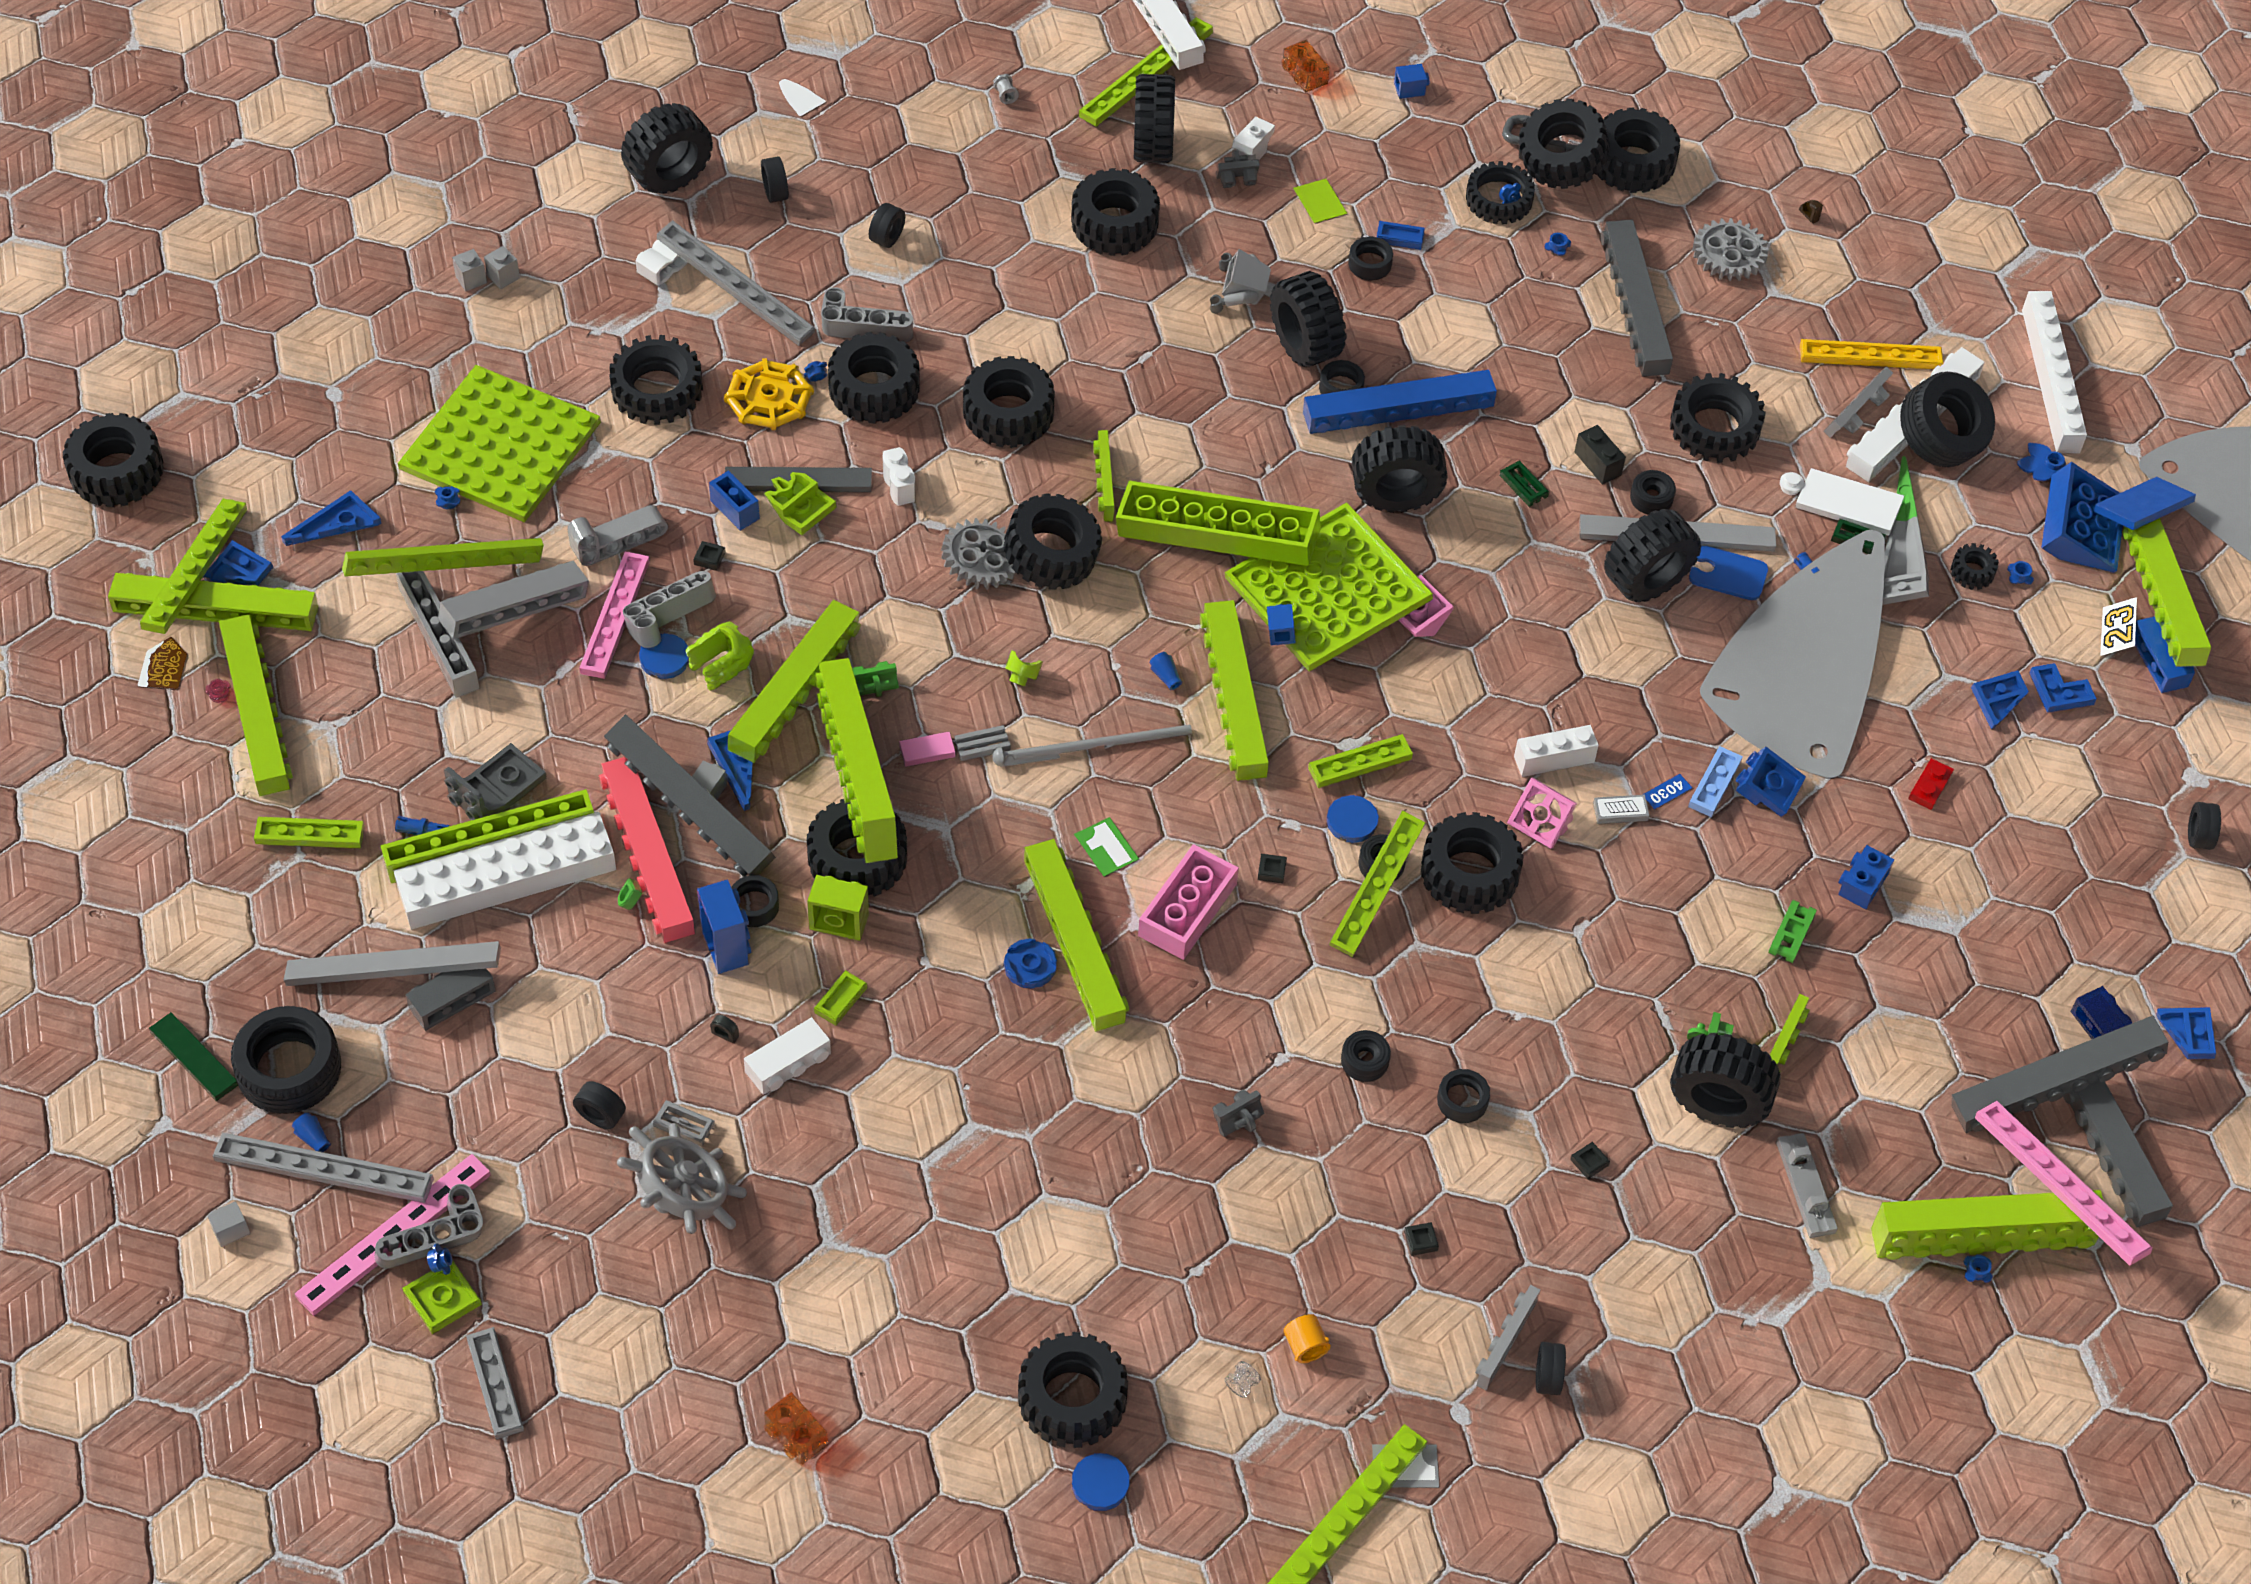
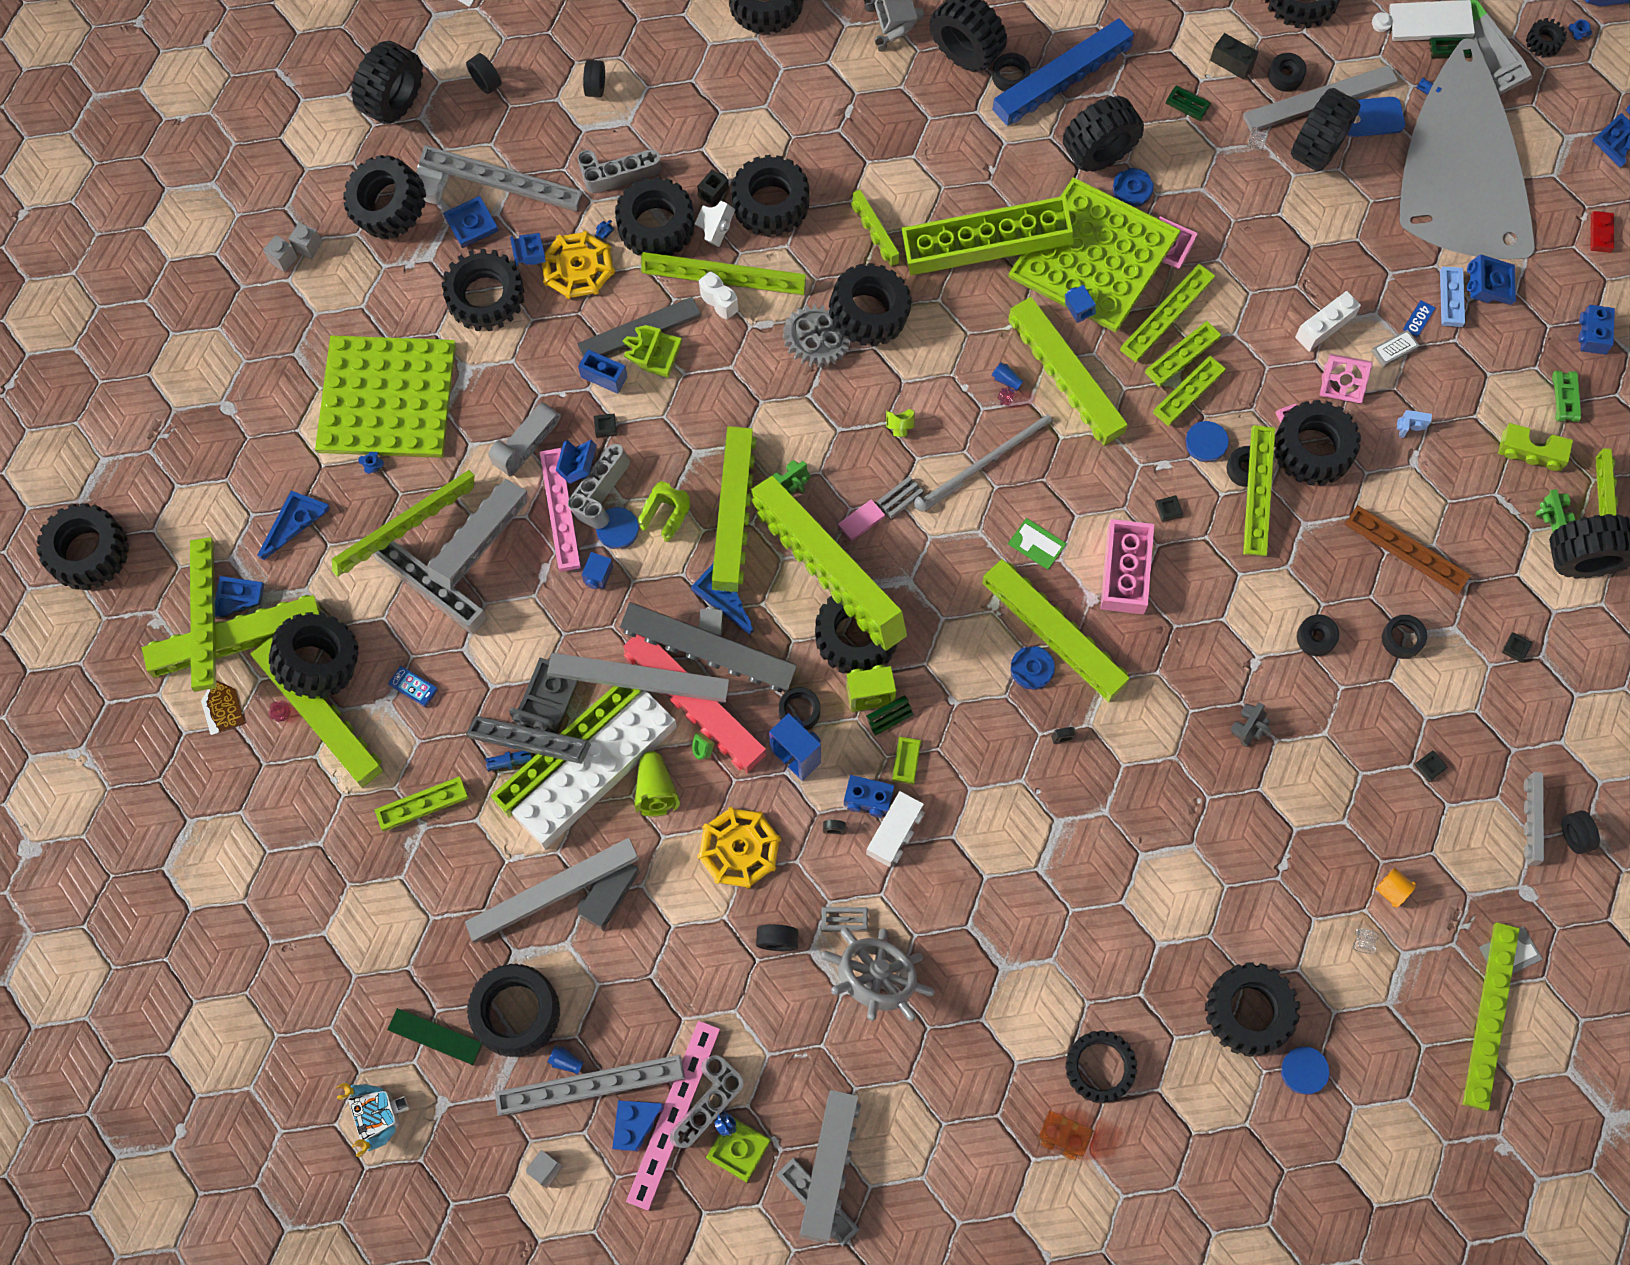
camera: 20 degrees left, 15 degrees up
(87, 1098) = (373, 1114): none -> torso
(269, 664) = (317, 632): none -> black tyre
(346, 1223) = (633, 1123): none -> blue wing
(366, 721) = (412, 686): none -> tile
(451, 810) = (528, 739): none -> dark grey tile
(524, 1347) = (828, 1167): none -> light grey brick
(555, 912) = (654, 787): none -> lime cone
(598, 795) = (638, 677): none -> light grey tile
(614, 270) = (366, 185): none -> black tyre
(617, 1020) = (739, 860): none -> yellow plate
(618, 686) = (597, 571): none -> blue brick
(654, 572) = (575, 461): none -> blue bracket
(681, 313) = (470, 222): none -> blue plate
(724, 359) = (528, 249): none -> blue plate
(776, 1010) = (868, 796): none -> blue brick
(846, 954) = (889, 718): none -> dark green tile
(871, 1410) = (1121, 1047): none -> black tyre
(919, 458) = (729, 273): none -> lime plate
(935, 405) = (715, 222): none -> white brick
(952, 372) = (712, 187): none -> pearl dark grey brick
(1025, 1039) = (1064, 735): none -> pearl dark grey tile
(1153, 688) = (1006, 396): none -> clear pink plate
(1374, 722) = (1182, 354): none -> lime plate
(1380, 676) = (1167, 313): none -> lime plate
(1414, 542) = (1133, 187): none -> blue tile
(1518, 1012) = (1407, 549): none -> dark orange plate
(1580, 544) = (1257, 138): none -> clear wheel
(1597, 885) = (1415, 420): none -> light blue bracket
(1739, 981) = (1517, 445): none -> lime arch

